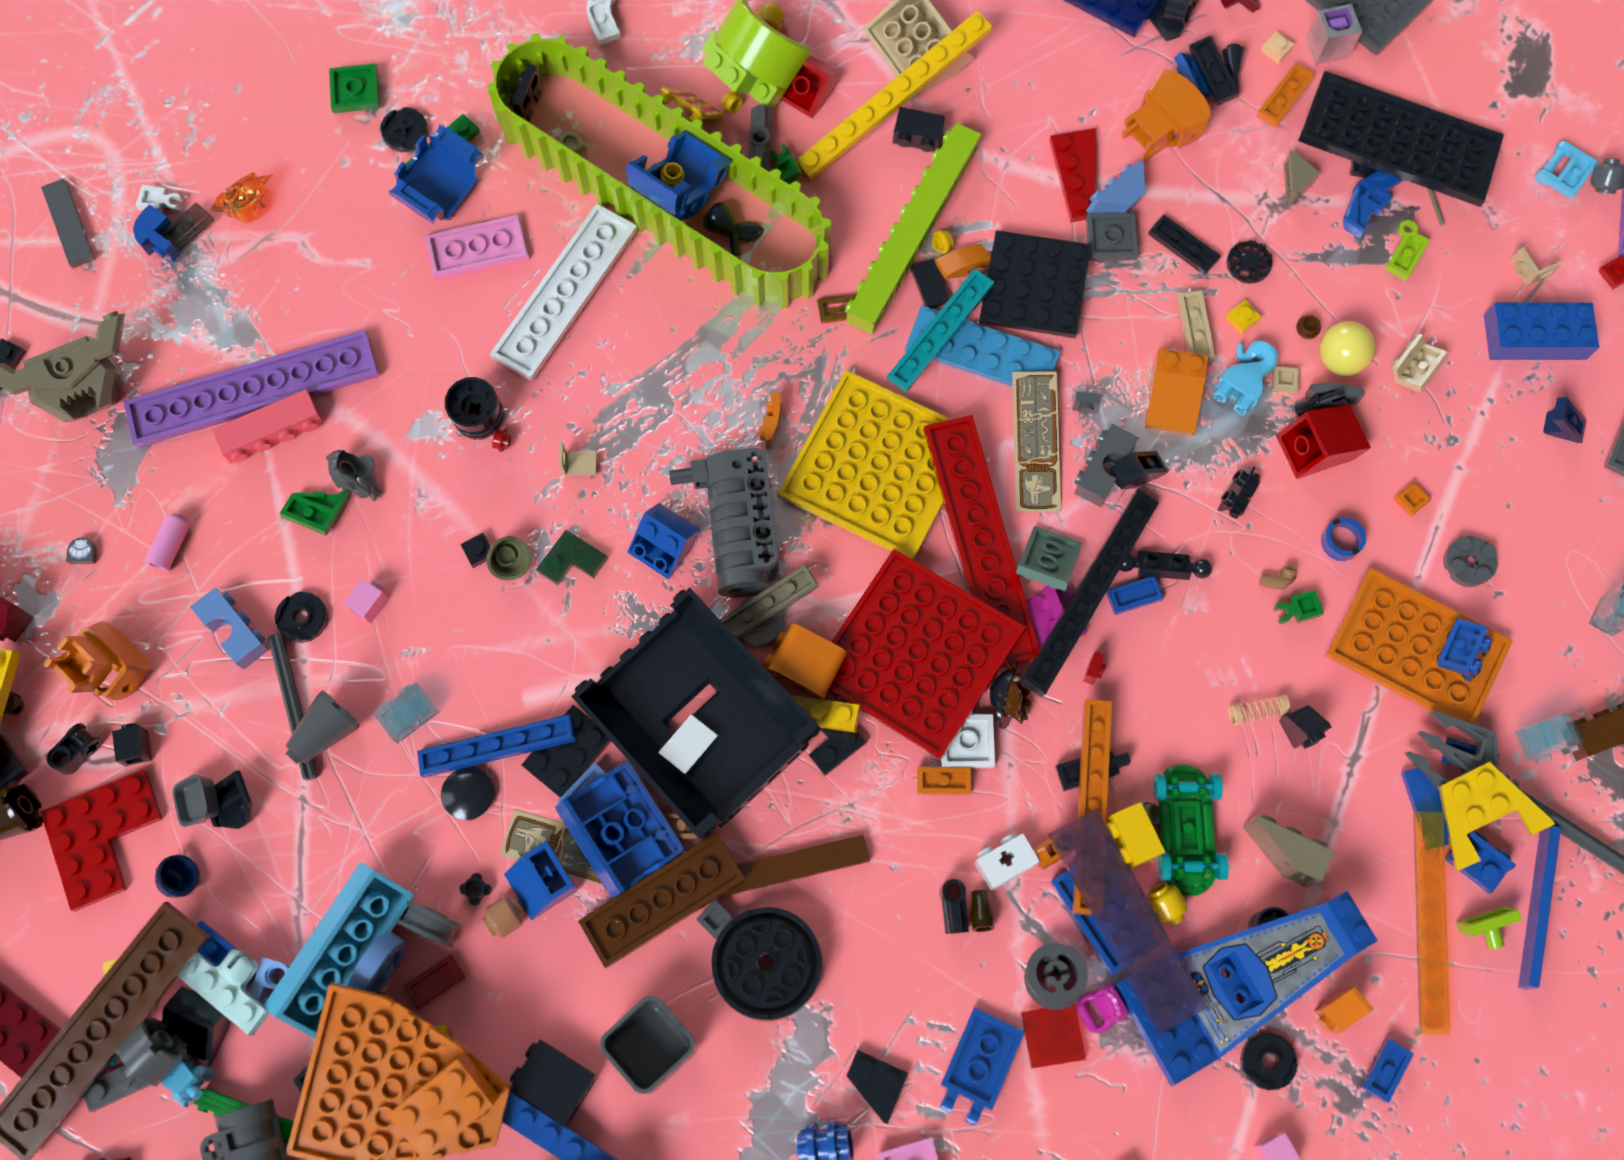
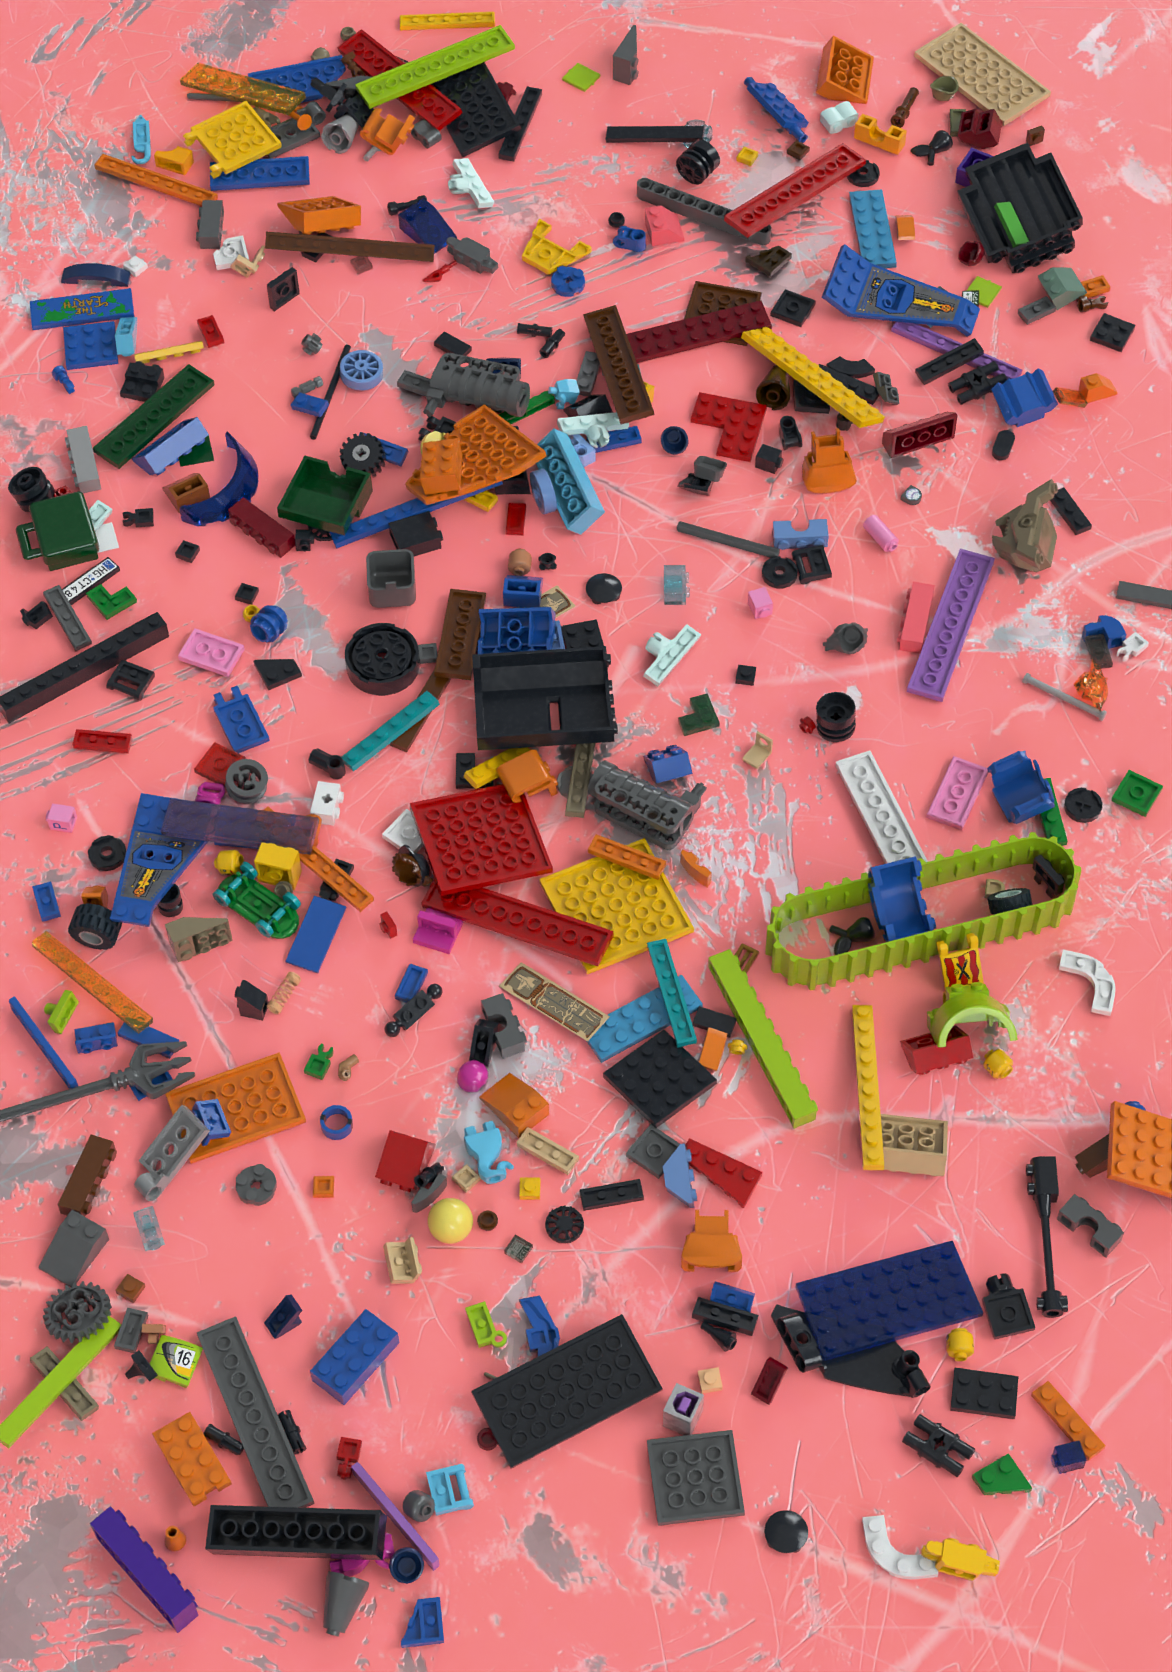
camera: 130 degrees right, 15 degrees down
(151, 1051) = (586, 377): dark grey brick -> none
(260, 582) = (817, 562): none -> black plate
(274, 271) = (1065, 697): none -> light grey bar
(314, 510) = (841, 609): green wing -> none
(320, 729) = (698, 539): dark grey cone -> none
(430, 924) = (544, 525): dark grey wheel -> none
(496, 745) = (618, 611): blue tile -> none
(508, 558) = (724, 679): olive helmet -> none
(511, 647) = (668, 652): none -> light aqua plate
(572, 111) = (1009, 900): none -> black wheel
(672, 169) = (909, 904): yellow plate -> none
(688, 744) = (532, 693): white sticker -> none
(760, 130) = (912, 999): dark grey piece -> none
(786, 164) = (871, 995): green plate -> none
(819, 486) = (627, 857): none -> orange plate
(856, 870) = (390, 731): none -> teal plate
(918, 129) = (833, 1092): black brick -> none
(943, 780) = (397, 805): orange plate -> none
(981, 913) = (311, 773): dark brown cone -> none
(1049, 558) = (472, 942): sand green plate -> none
(1086, 402) = (553, 1045): dark grey plate -> none
(1089, 593) = (432, 945): black plate -> none
(1167, 734) = (316, 934): none -> blue piece
(1180, 454) = (472, 1076): none -> dark pink hair
(1244, 482) = (422, 1095): black hinge -> none
(1285, 95) = (666, 1349): orange plate -> none
(1298, 176) = (597, 1301): dark tan slope -> none
(1308, 282) = (518, 1248): none -> clear smoke tile
(1382, 973) = (93, 927): none -> black wheel
(1480, 799) = (125, 1053): yellow wing -> none
(1498, 178) = (486, 1439): none -> dark red tile
(1528, 270) = (404, 1390): tan bracket -> none
(1538, 650) = (154, 1183): none -> light grey hinge
(1550, 737) = (119, 1123): clear light blue brick -> none

